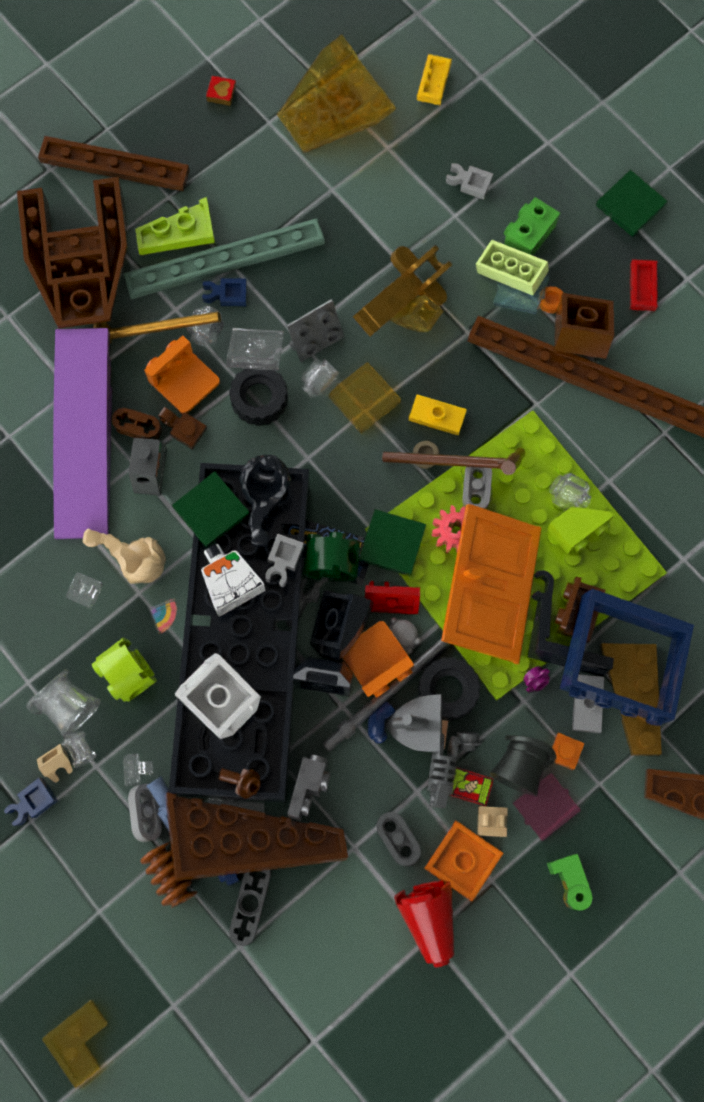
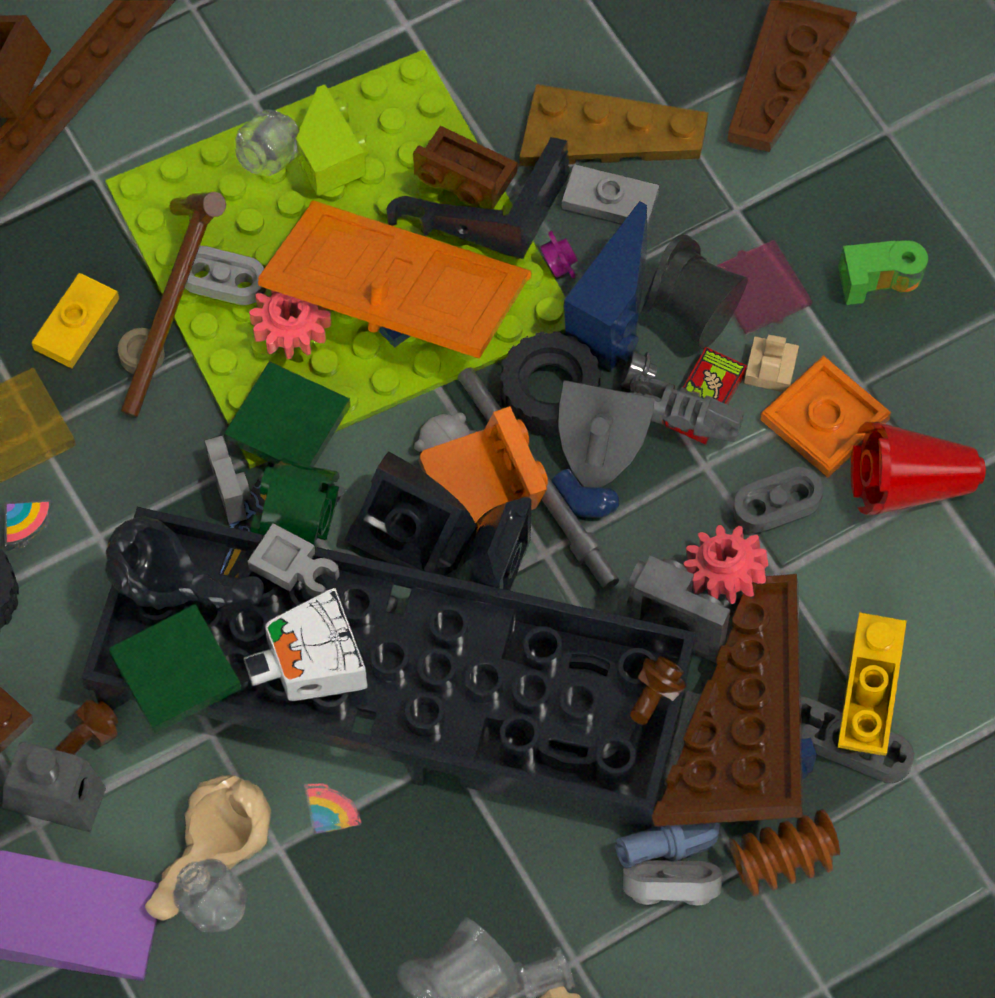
camera: 80 degrees left, 10 degrees down
(84, 590) = (255, 938): clear tile -> none
(97, 560) = (210, 895): none -> clear head
(124, 670) = (421, 870): lime brick -> none
(134, 769) = (595, 887): clear tile -> none
(189, 479) = (95, 722): none -> reddish brown plate
(219, 696) = (504, 697): white slope -> none
(277, 912) = (871, 684): none -> yellow slope
(306, 417) = (25, 521): none -> tile
(337, 816) = (726, 563): none -> coral gear
(345, 520) = (231, 486): none -> light grey plate
(393, 599) = (385, 431): red plate -> none
(508, 714) = (607, 298): none -> dark blue slope
(567, 751) = (673, 227): orange plate -> none
(676, 629) = (575, 58): dark blue window -> none

